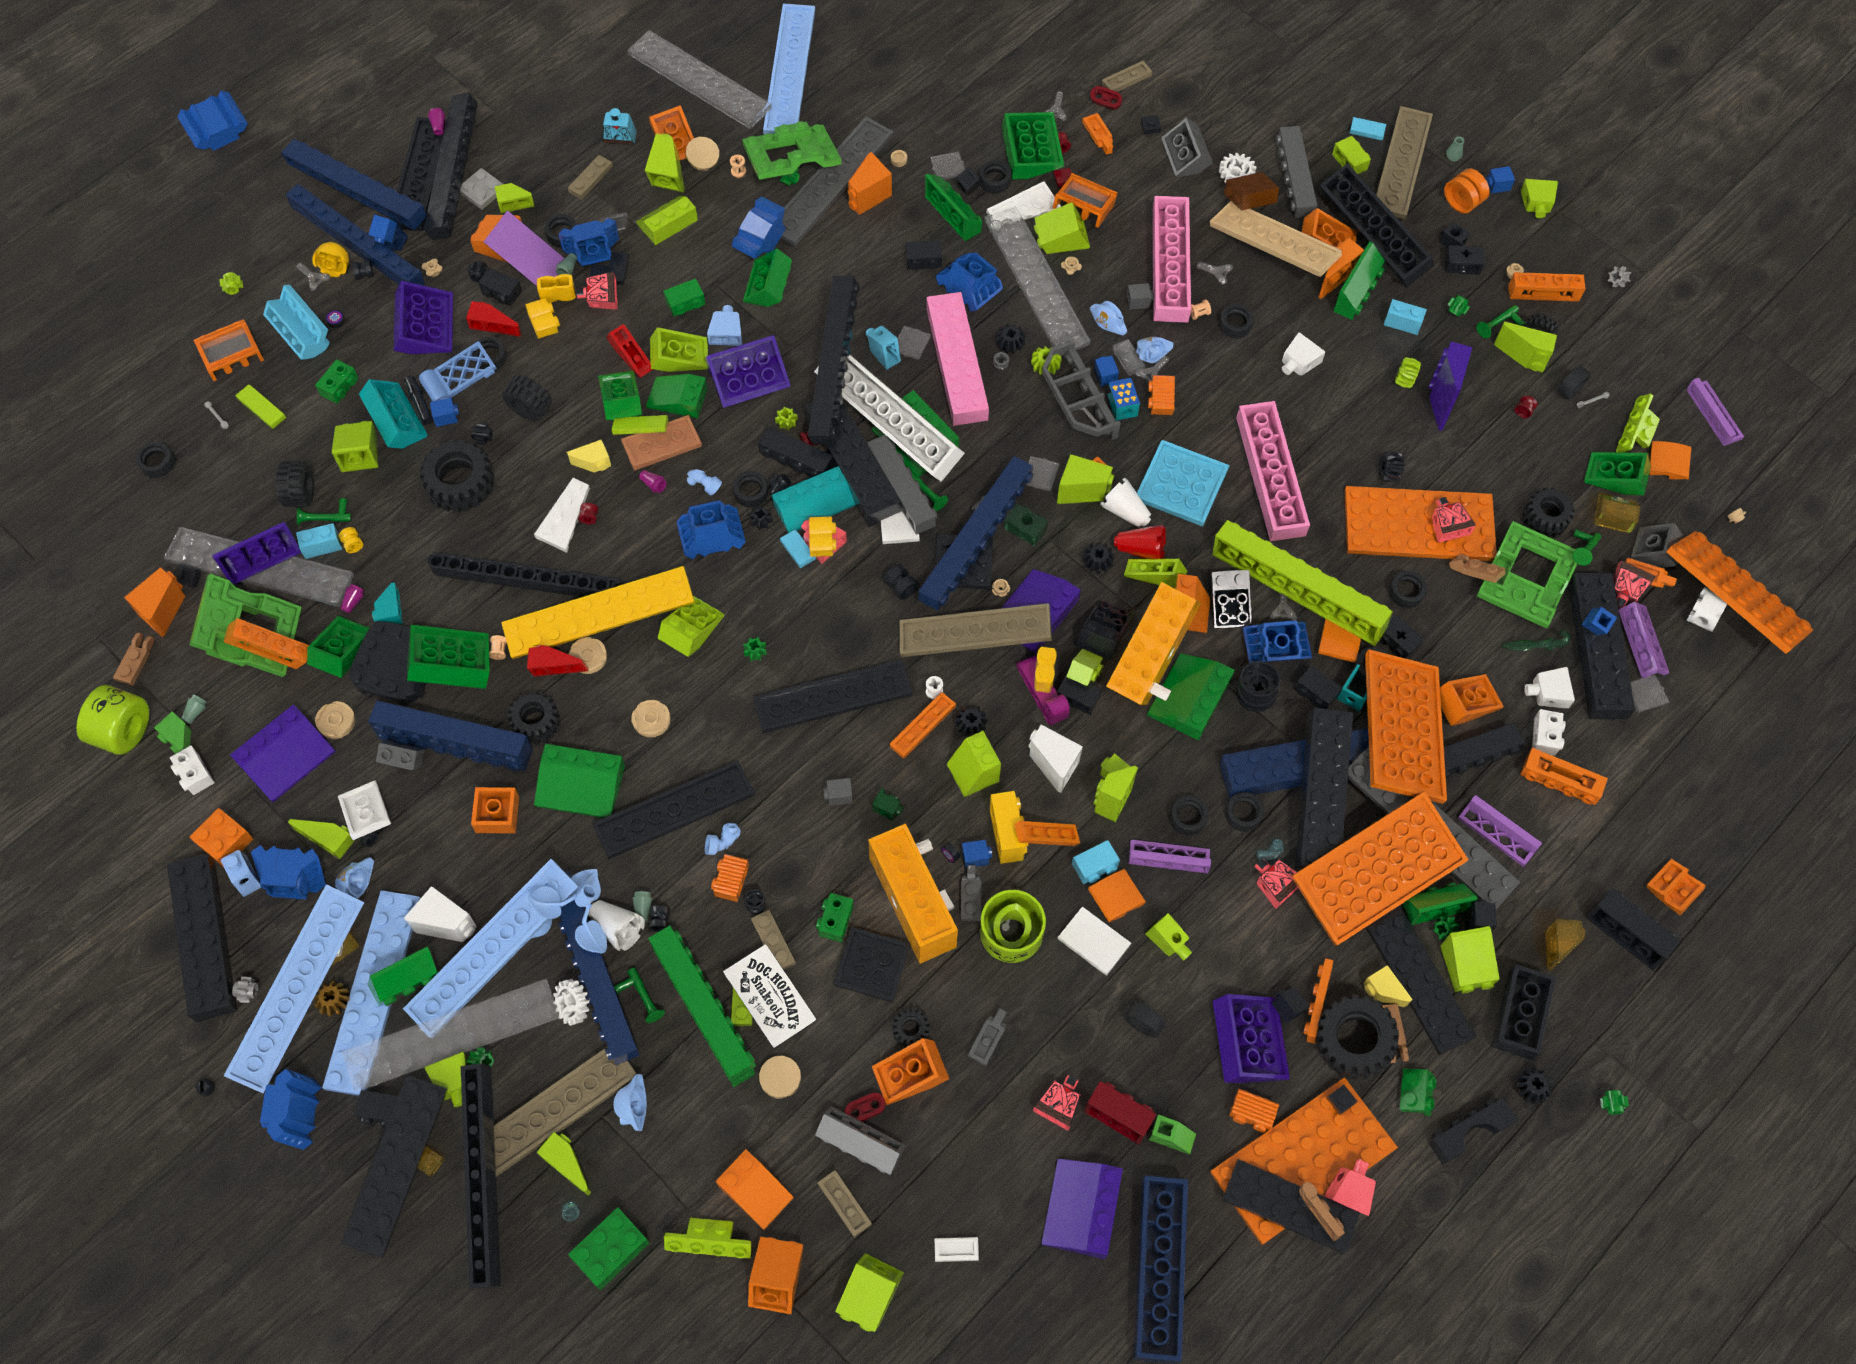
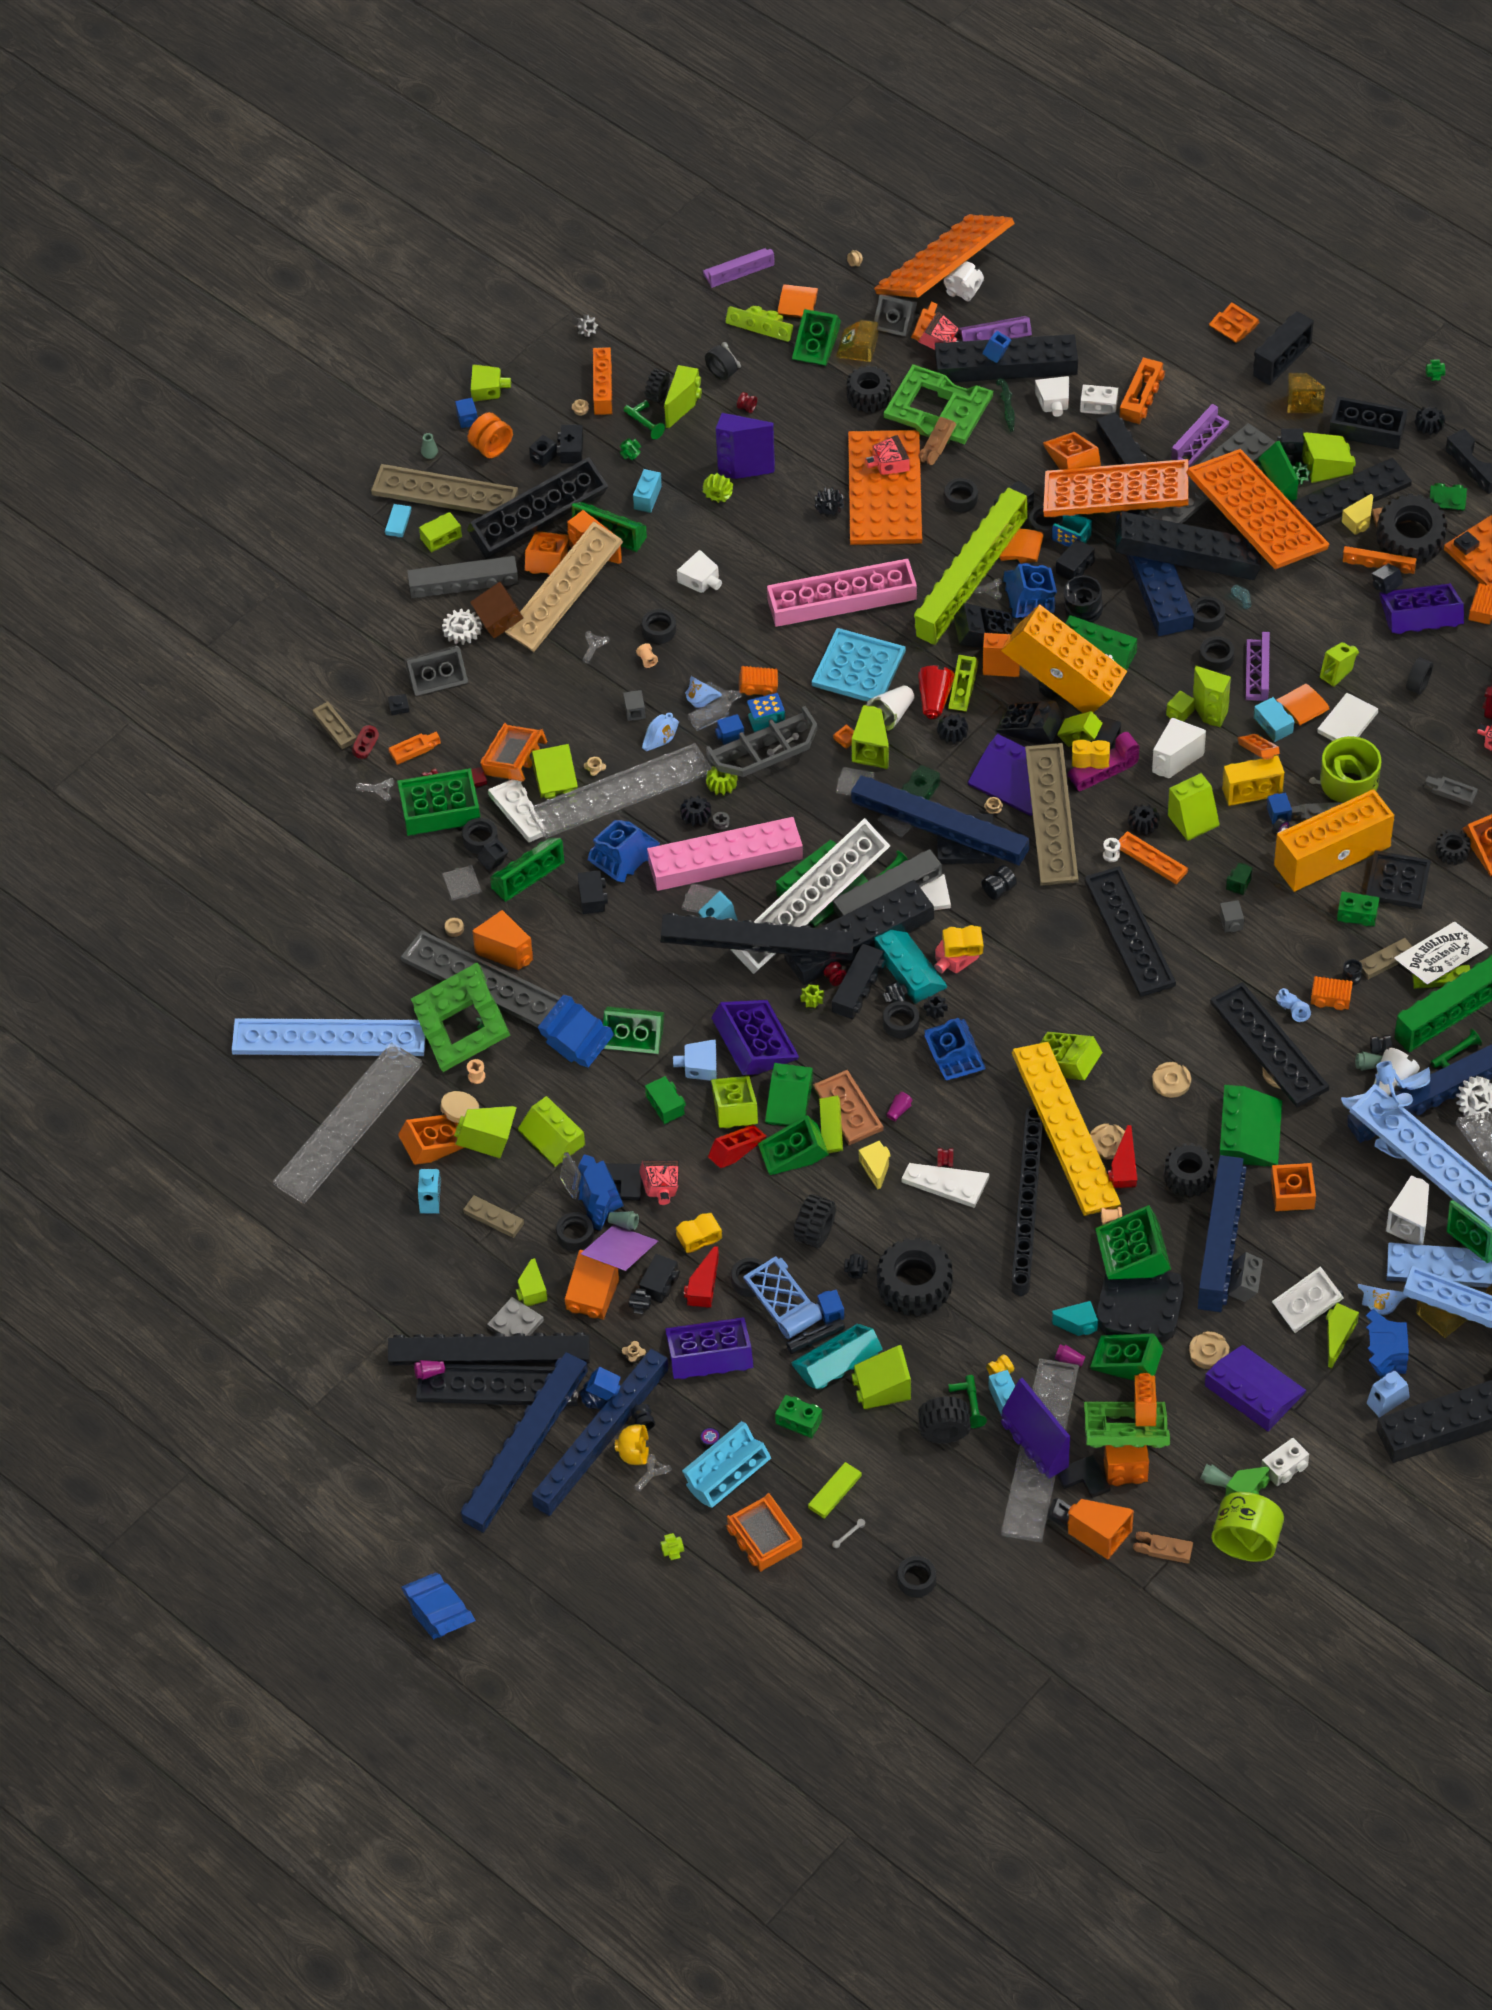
camera: 90 degrees left, 10 degrees down
(220, 836) = (1354, 1419): orange brick -> none
(556, 288) = (661, 1219): yellow brick -> none
(711, 483) = (899, 1053): light blue arm -> none
(754, 649) = (1087, 997): green gear -> none
(797, 548) = (965, 975): medium azure tile -> none
(1171, 259) = (586, 676): bright pink brick -> none
(1276, 881) = (1273, 588): torso -> none
(1583, 555) = (921, 361): green piece -> none
(1648, 694) = (1046, 328): clear piece -> none

